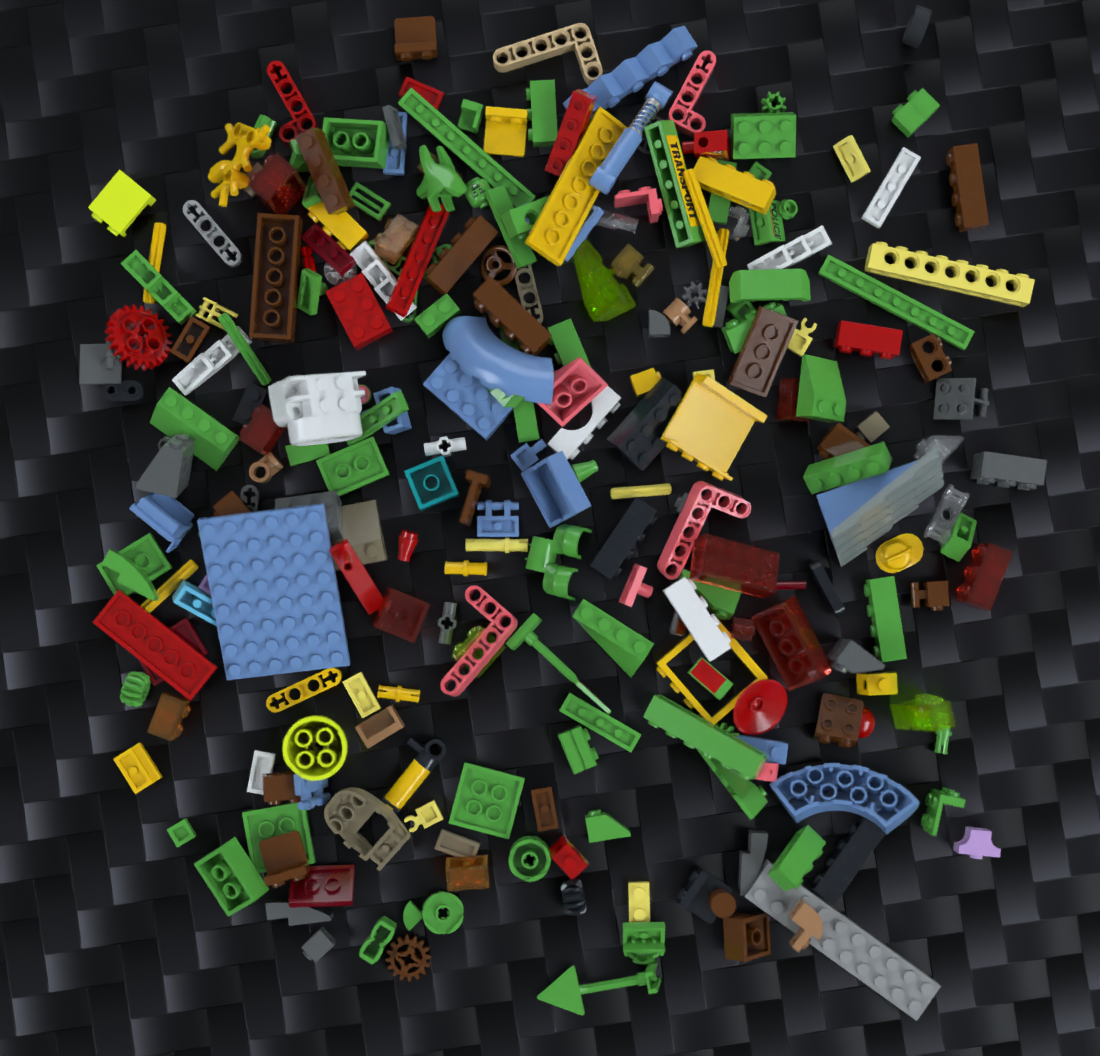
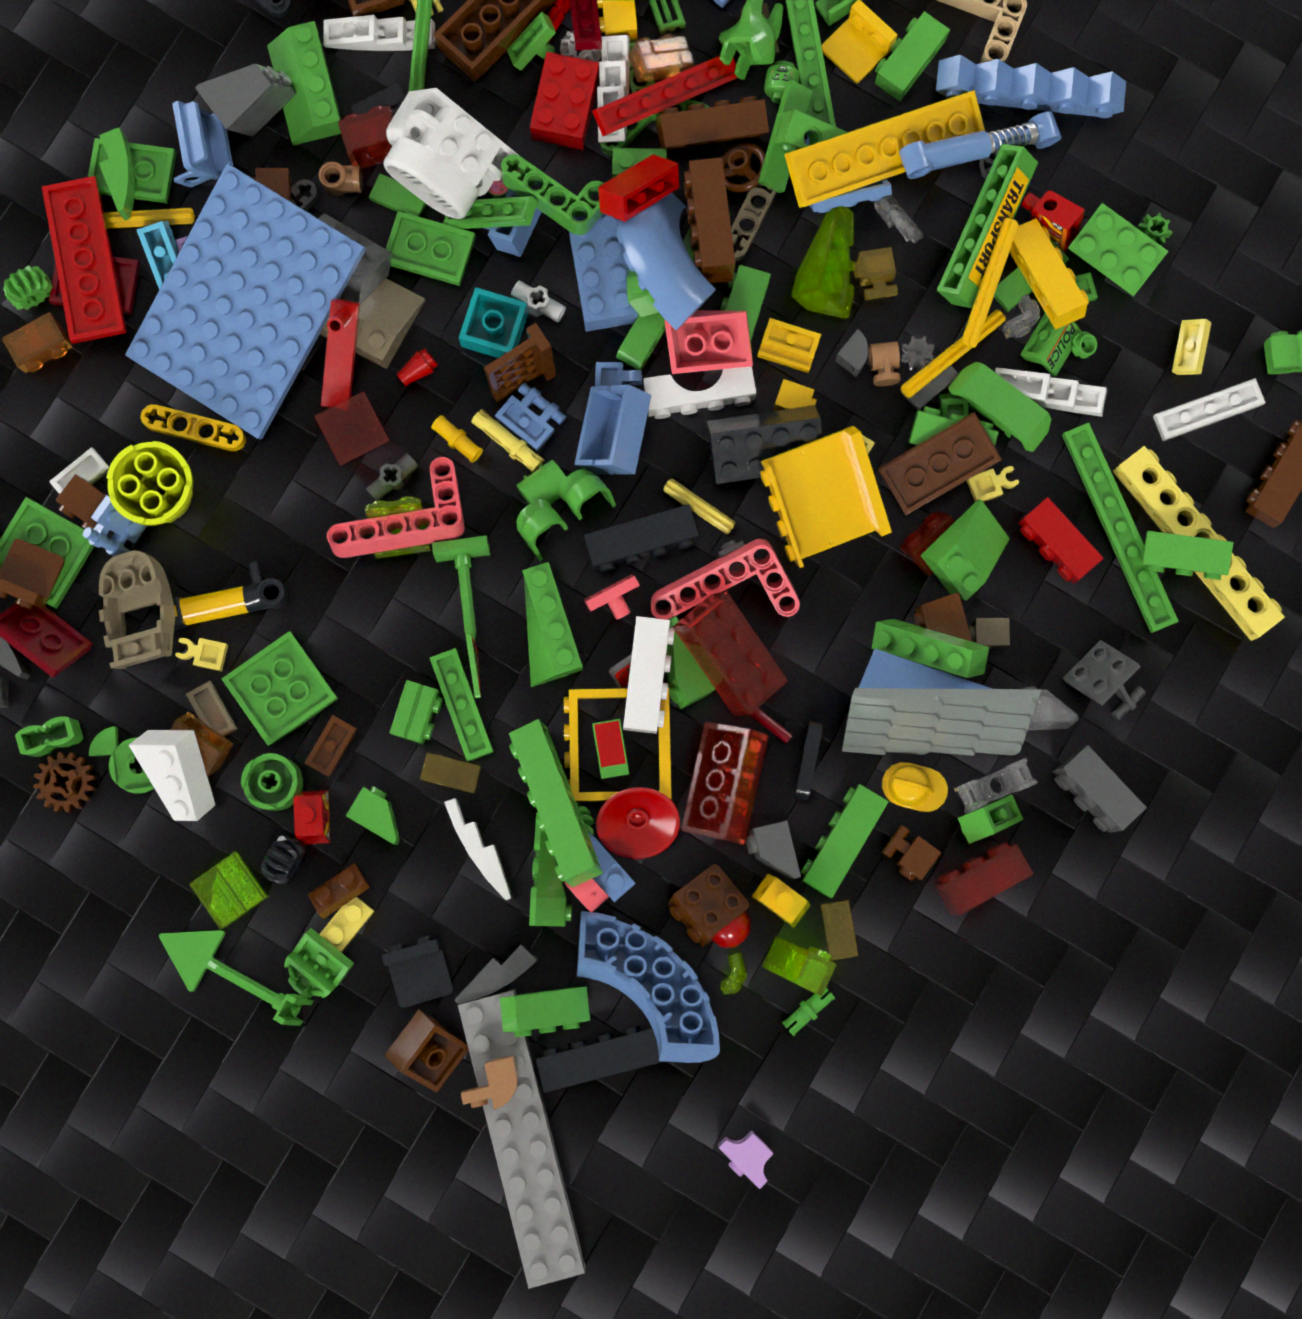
camera: 40 degrees right, 5 degrees down
(361, 694) = (245, 479): light yellow plate -> none
(379, 726) = (236, 526): medium nougat panel -> none
(398, 693) = (283, 508): yellow pin -> none
(402, 376) = (551, 191): none -> bright green beam
(454, 333) = (638, 187): none -> red brick
(470, 899) = (175, 771): none -> white wedge
(555, 939) = (228, 890): none -> clear neon green tile
(571, 130) = (926, 86): red brick -> none
(584, 469) = (657, 437): bright green cone -> none
(615, 351) = (789, 345): none -> yellow plate
(619, 887) = (338, 891): none -> reddish brown plate
(626, 766) = (450, 773): none -> clear yellow tile
(643, 196) = (939, 210): coral bracket -> none
(688, 799) = (485, 858): none -> white slope
(694, 91) = (1083, 153): coral beam -> none
(721, 903) = (428, 992): reddish brown piece -> none
(742, 629) = (685, 726): clear red arm -> none
(887, 747) = (737, 976): none -> clear neon green arm
(923, 672) = (839, 930): none -> clear yellow tile
(924, 360) = (1102, 609): reddish brown brick -> none
(934, 803) = (756, 1077): bright green bracket -> none
(950, 289) = (1187, 554): none -> bright green brick

